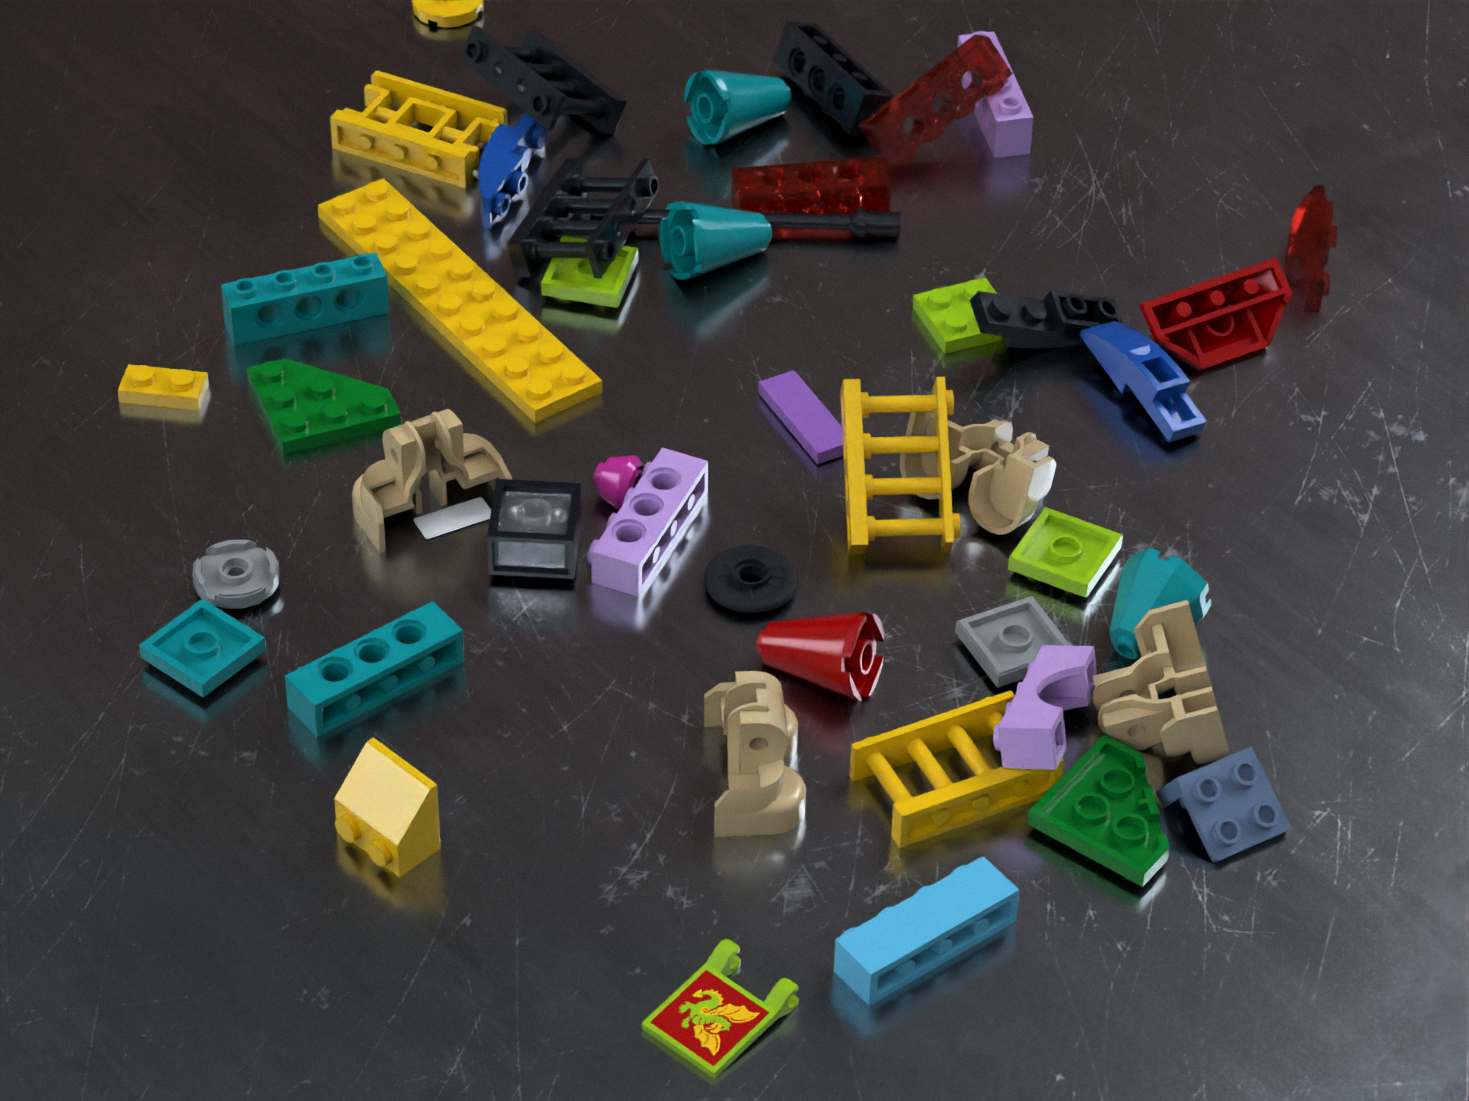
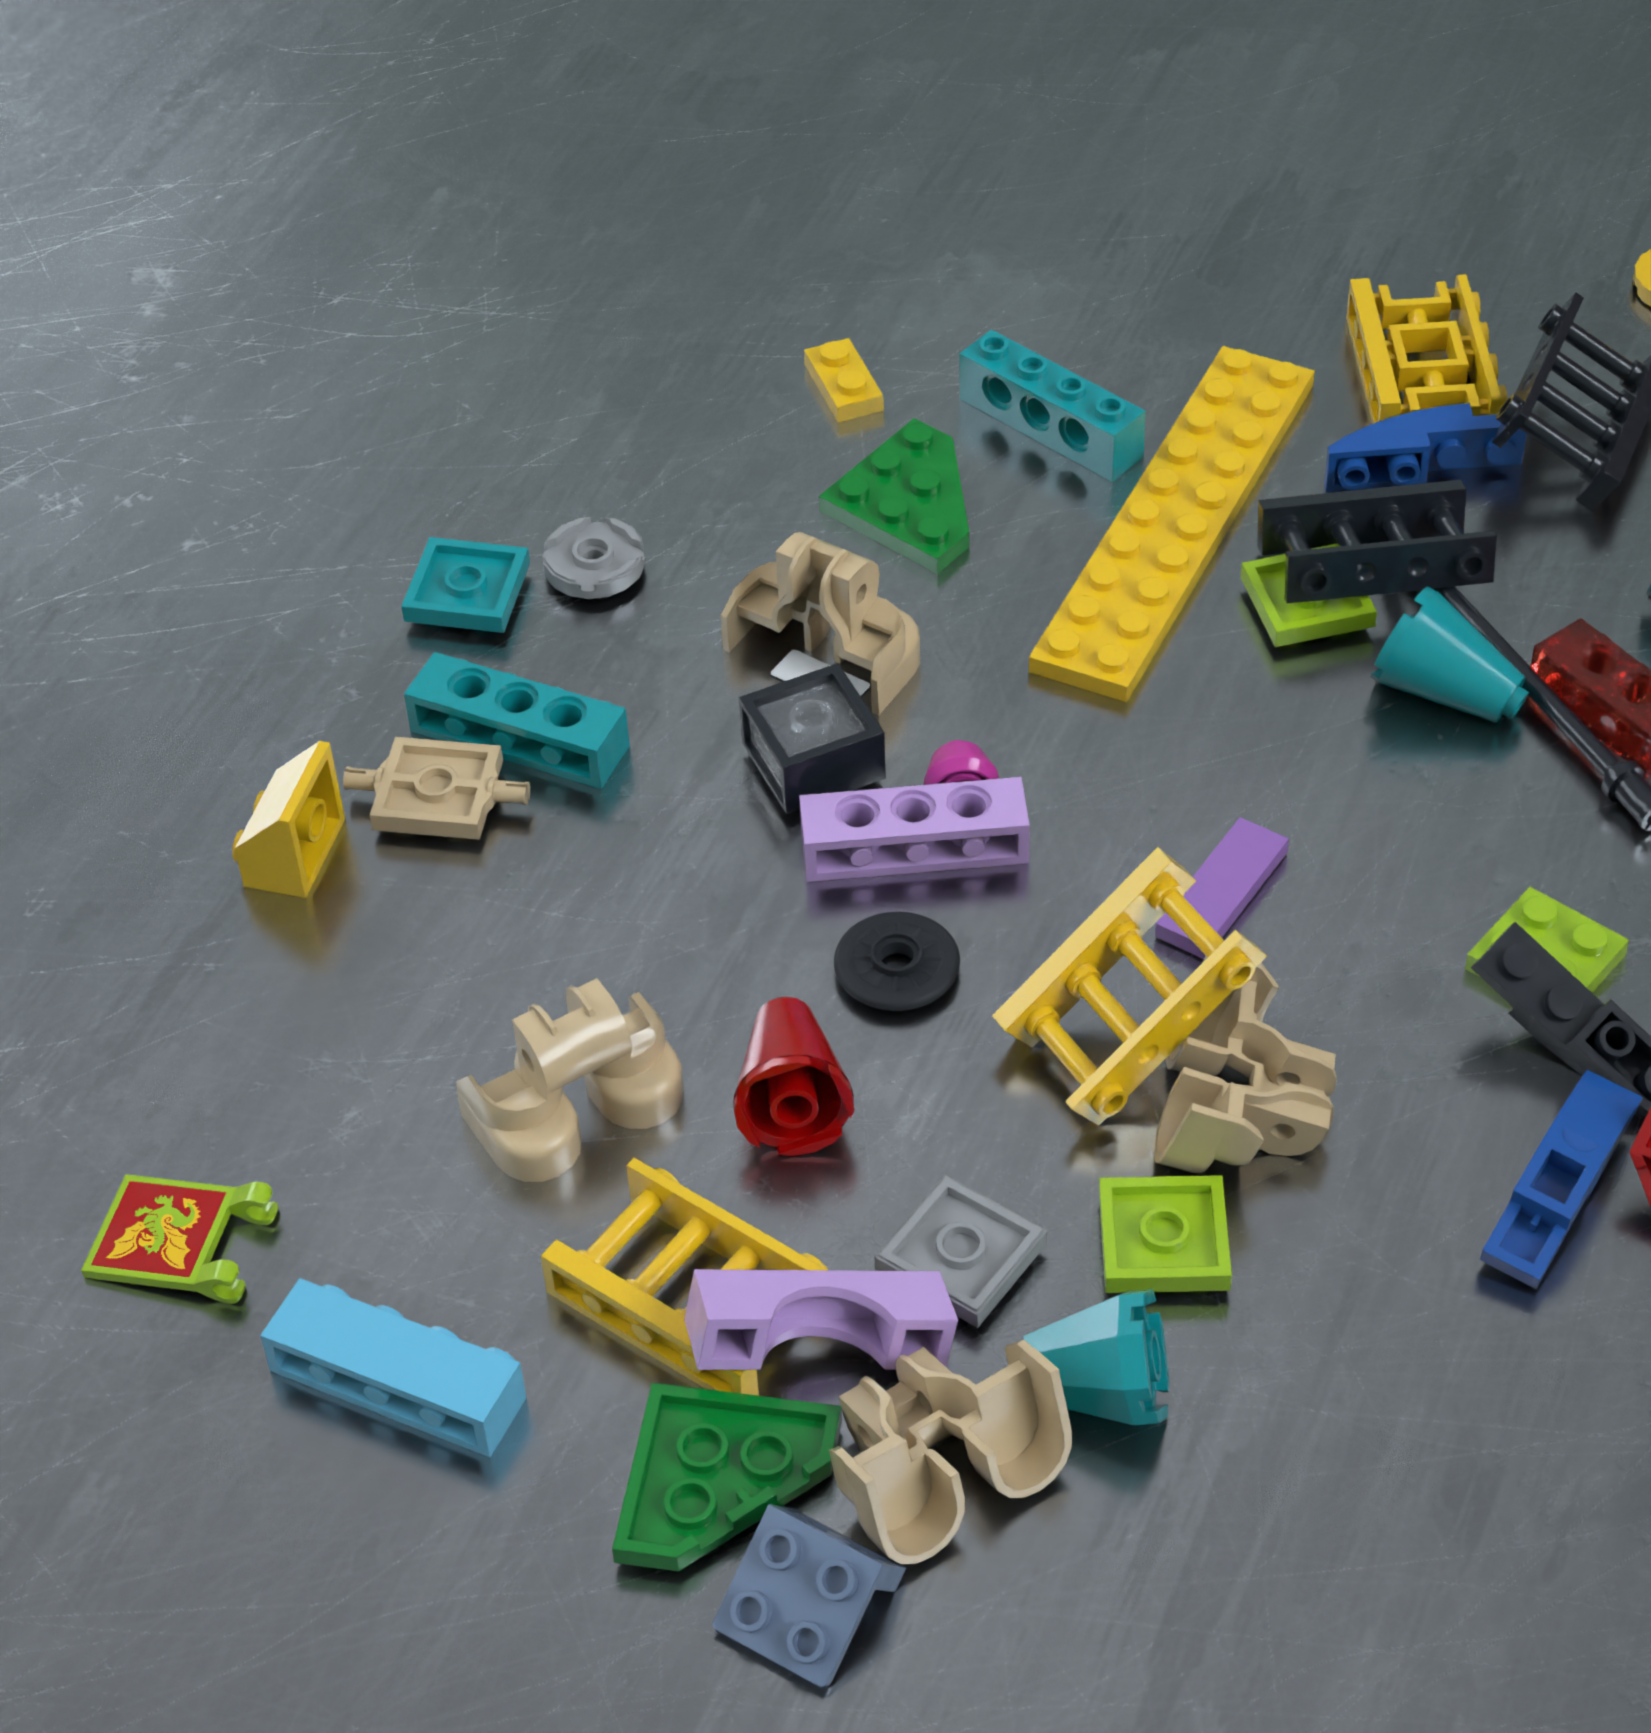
camera: 65 degrees right, 5 degrees up
(410, 726) = (436, 787): none -> tan plate

